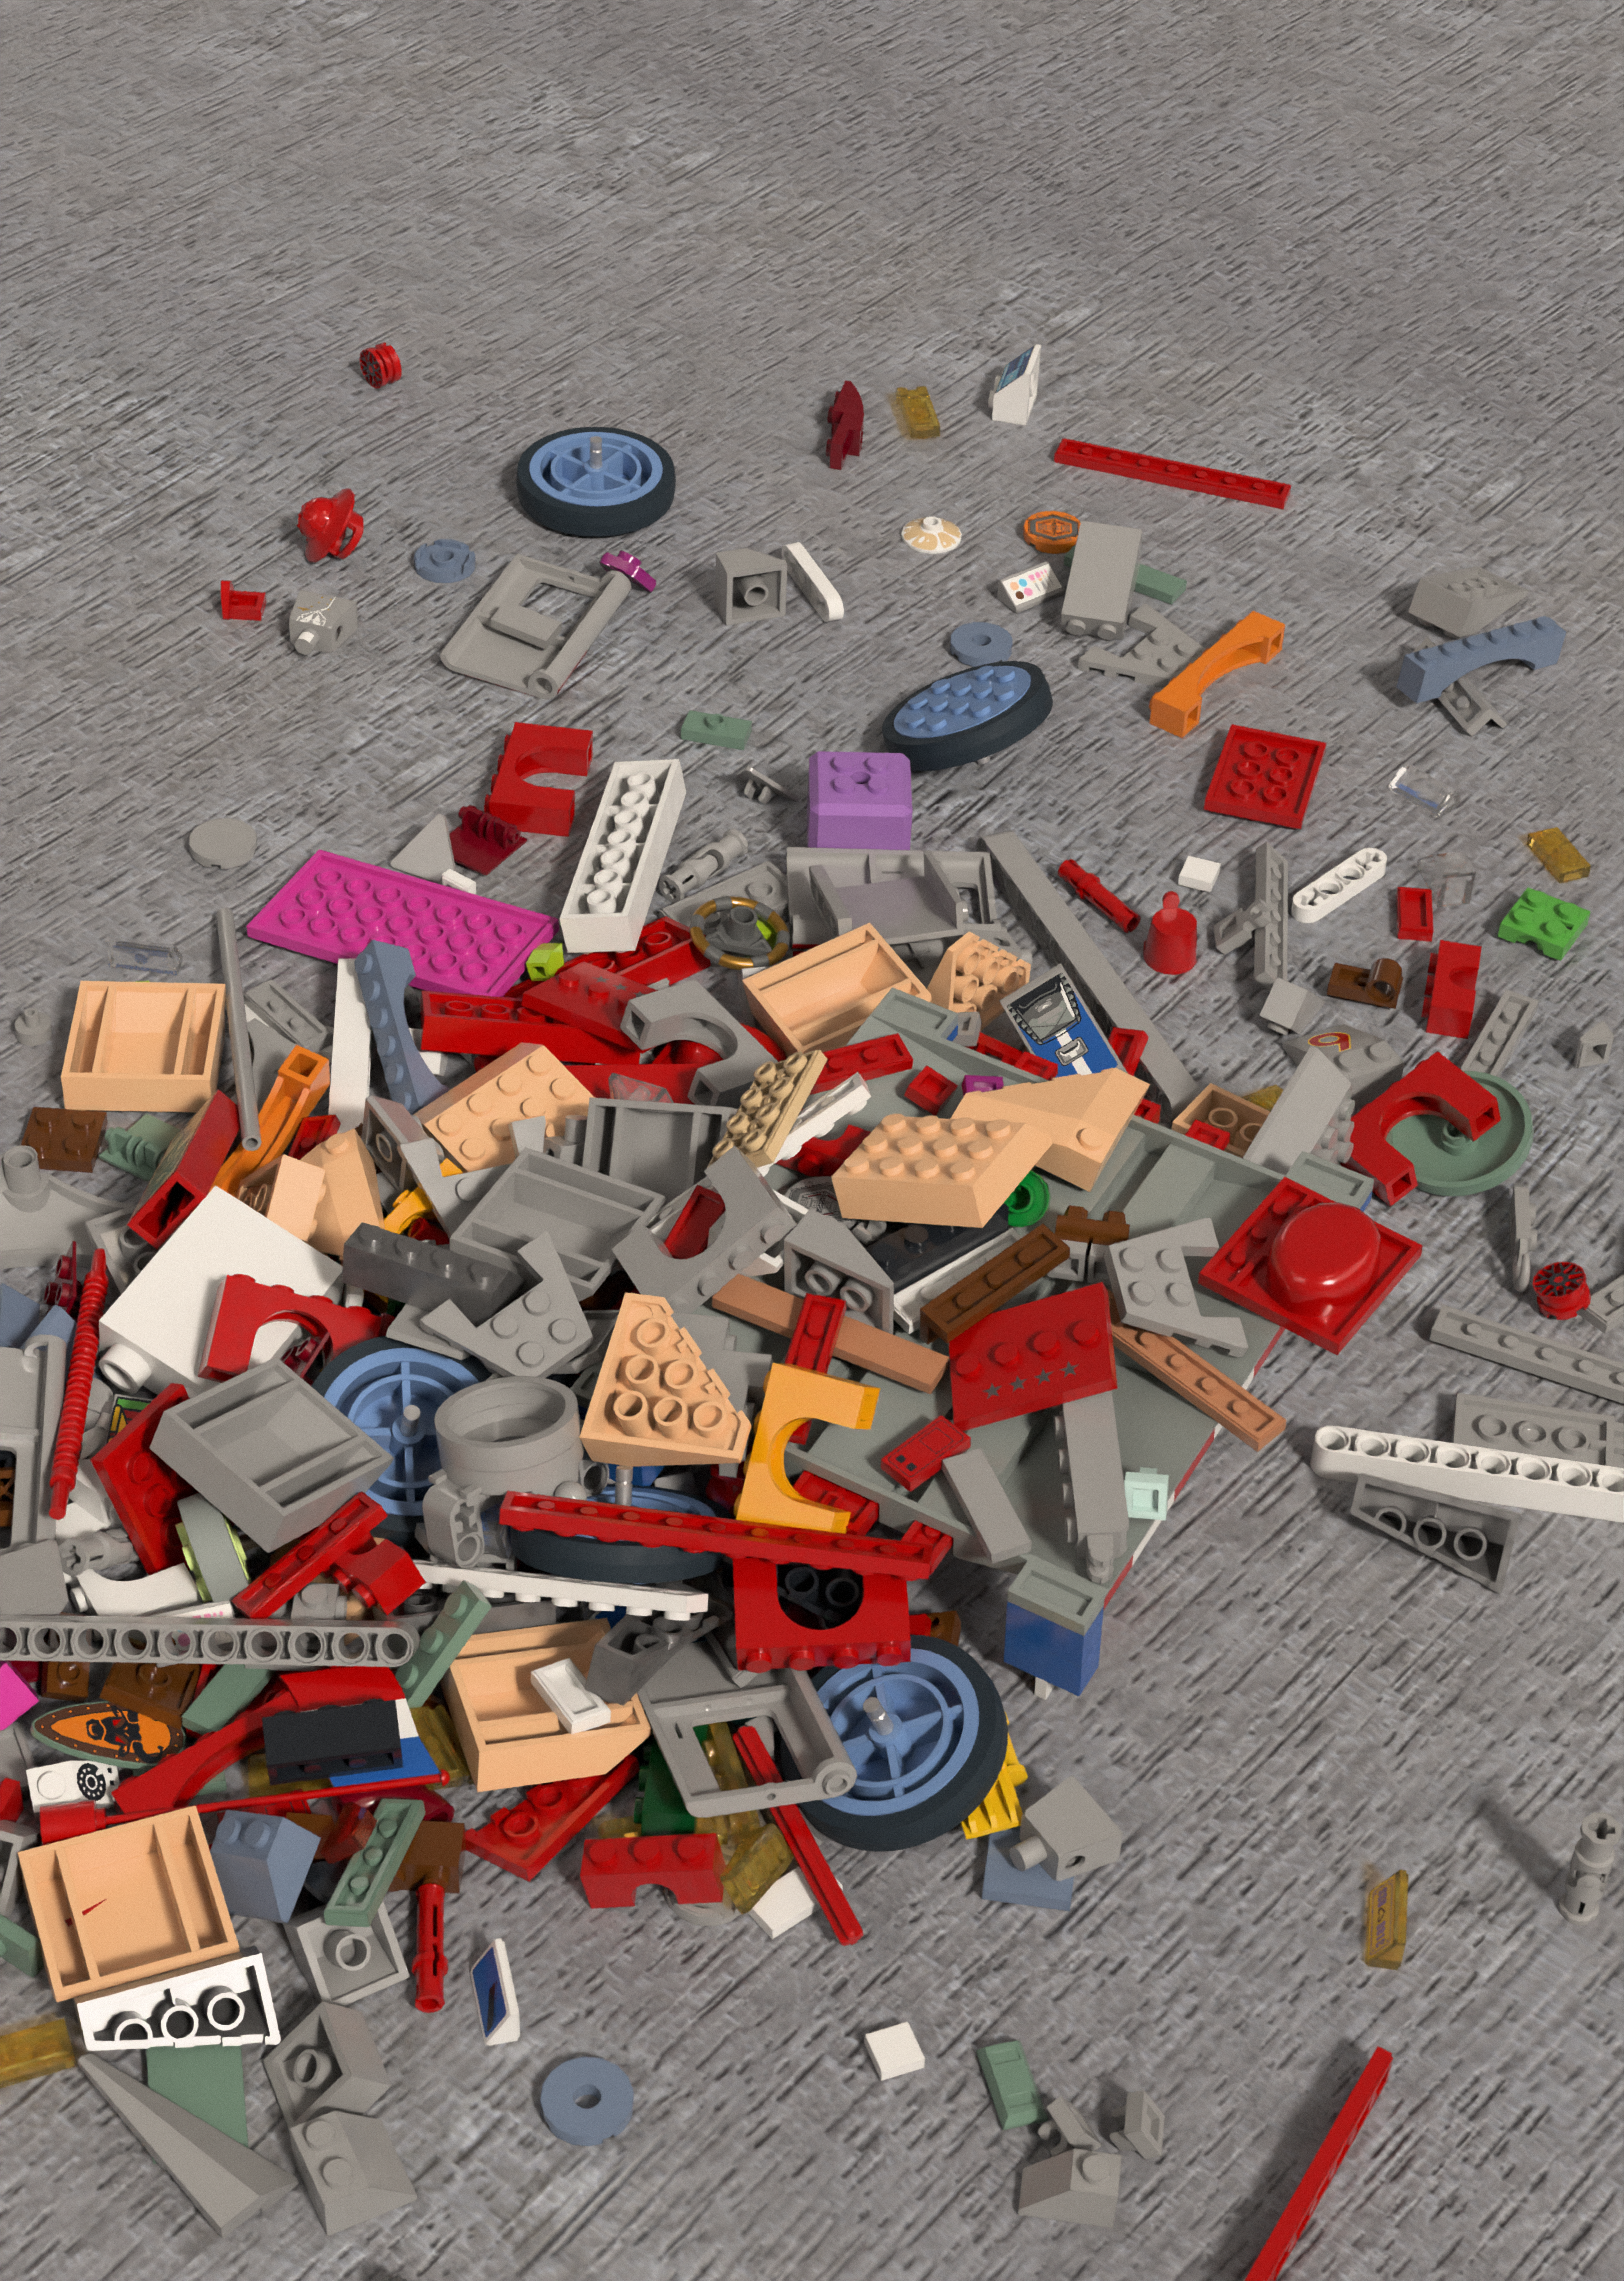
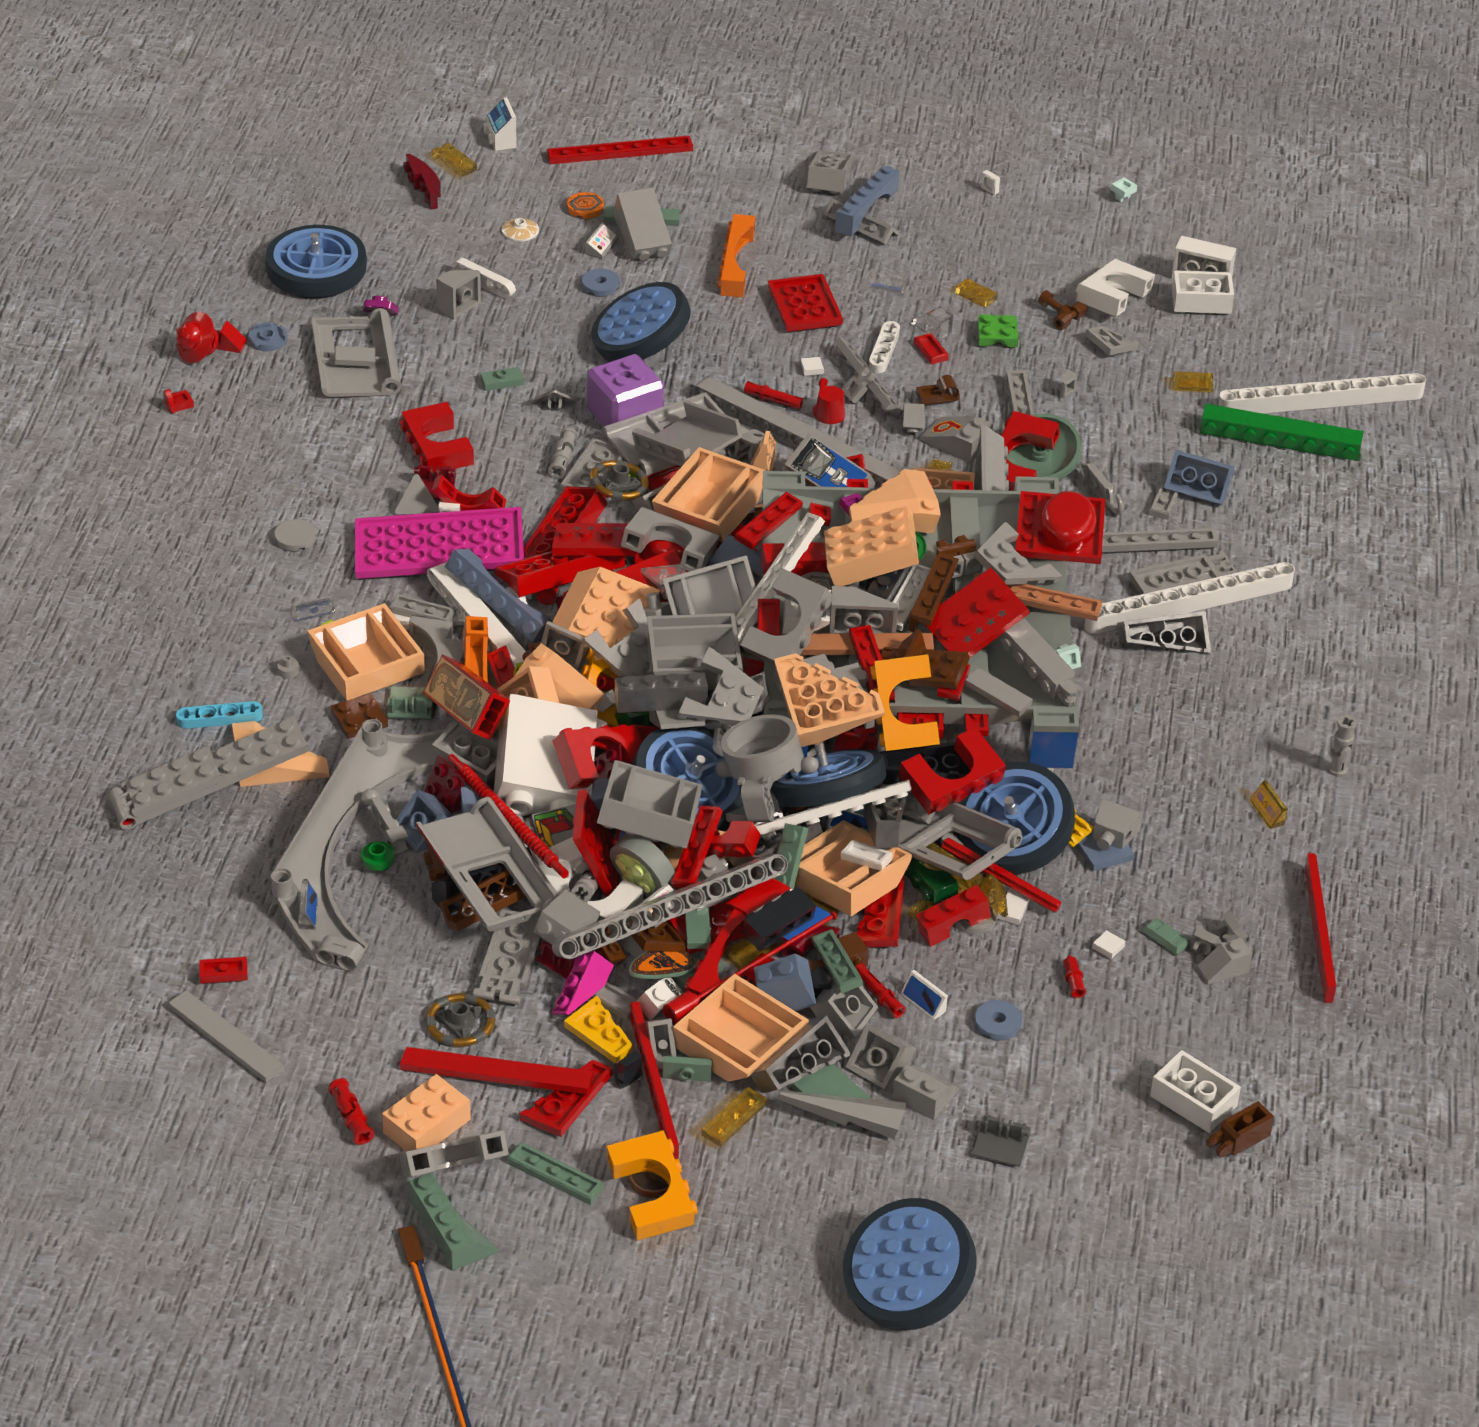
camera: 30 degrees left, 0 degrees up
(238, 1031) = (411, 623): light grey piece -> none
(321, 622) = (234, 395): light grey torso -> none
(349, 1833) = (815, 952): clear red tile -> none
(381, 364) = (129, 232): red wheel -> none
(385, 544) = (230, 339): none -> red slope
(472, 862) = (449, 494): none -> red arch
(545, 961) = (530, 531): lime piece -> none
(623, 857) = (525, 461): white brick -> none
(715, 1534) = (897, 751): red plate -> none
(771, 1107) = (767, 550): tan tile -> none
(782, 2083) = (1074, 977): none -> red axle
(908, 1416) = (945, 666): none -> reddish brown plate
(1155, 658) = (698, 256): light grey wing -> none
(1451, 989) = (975, 372): red arch -> none
(1561, 1290) = (1140, 505): red wheel -> none

